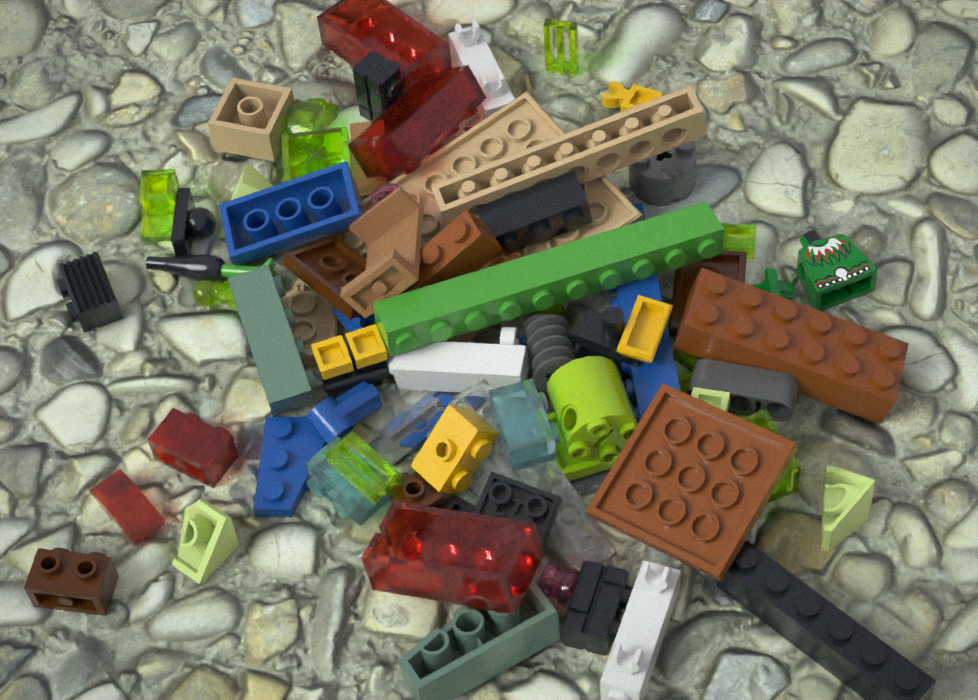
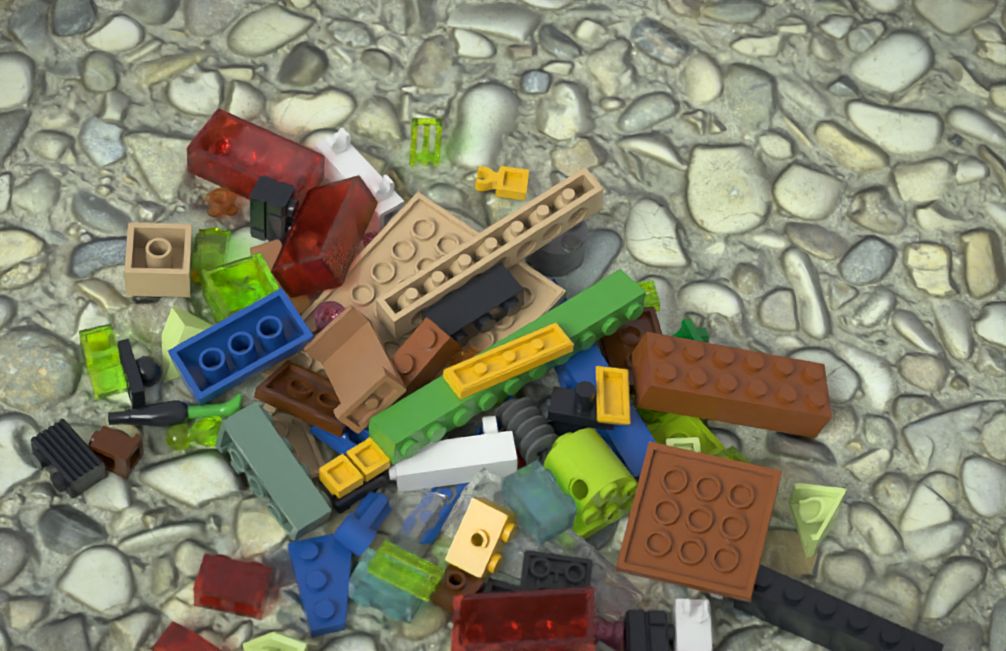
camera: 30 degrees left, 0 degrees up
(139, 293) = (117, 450): none -> reddish brown brick
(340, 77) = (221, 203): none -> clear orange plate
(541, 271) = (508, 360): none -> yellow tile
(749, 387) = (715, 429): dark grey beam -> none
(833, 270) = (733, 309): green torso -> none

